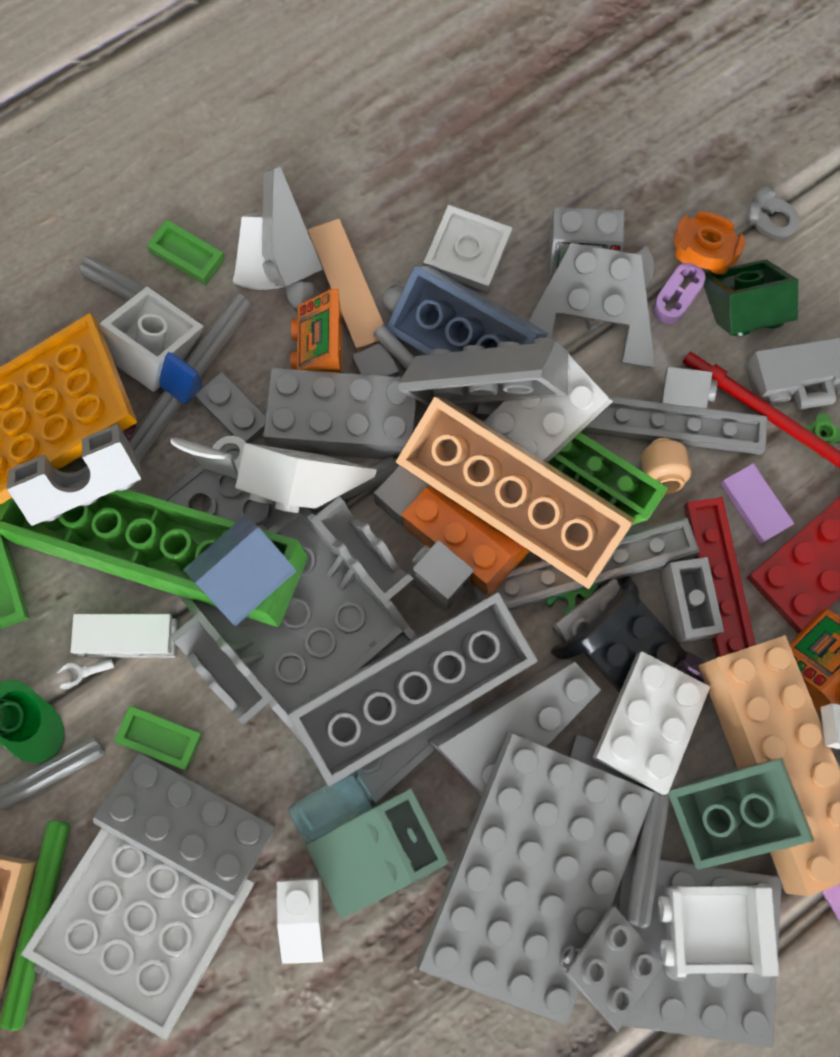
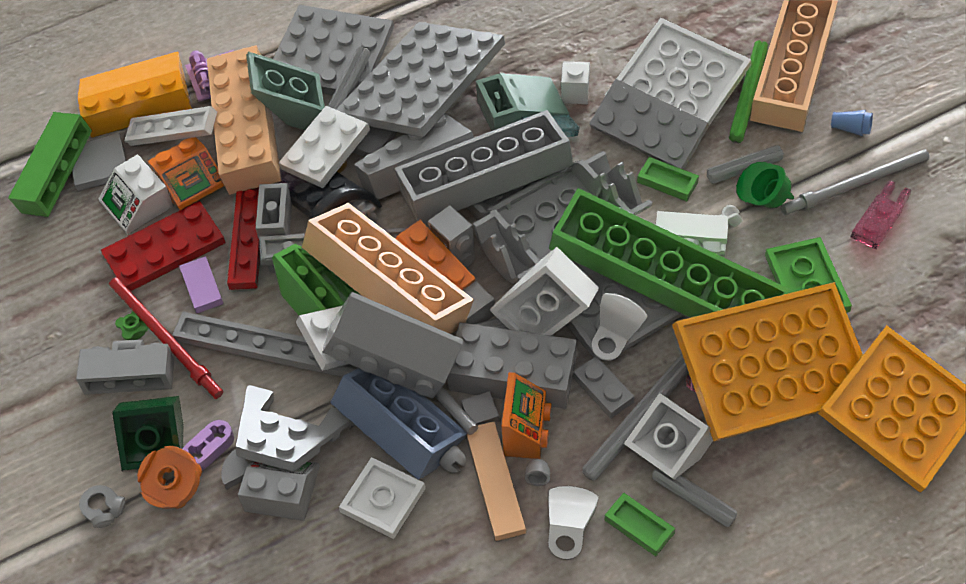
camera: 165 degrees left, 20 degrees down
(47, 493) = (725, 289): arch -> none
(179, 378) = (639, 396): blue slope -> none
(240, 570) = (598, 215): sand blue slope -> none
(285, 239) = (545, 499): light grey slope -> none
(612, 967) = (386, 29): light grey hinge -> none
(667, 463) = (263, 308): light nougat head -> none
(688, 387) = (228, 358): light grey brick -> none
(718, 930) = (314, 47): white panel -> none

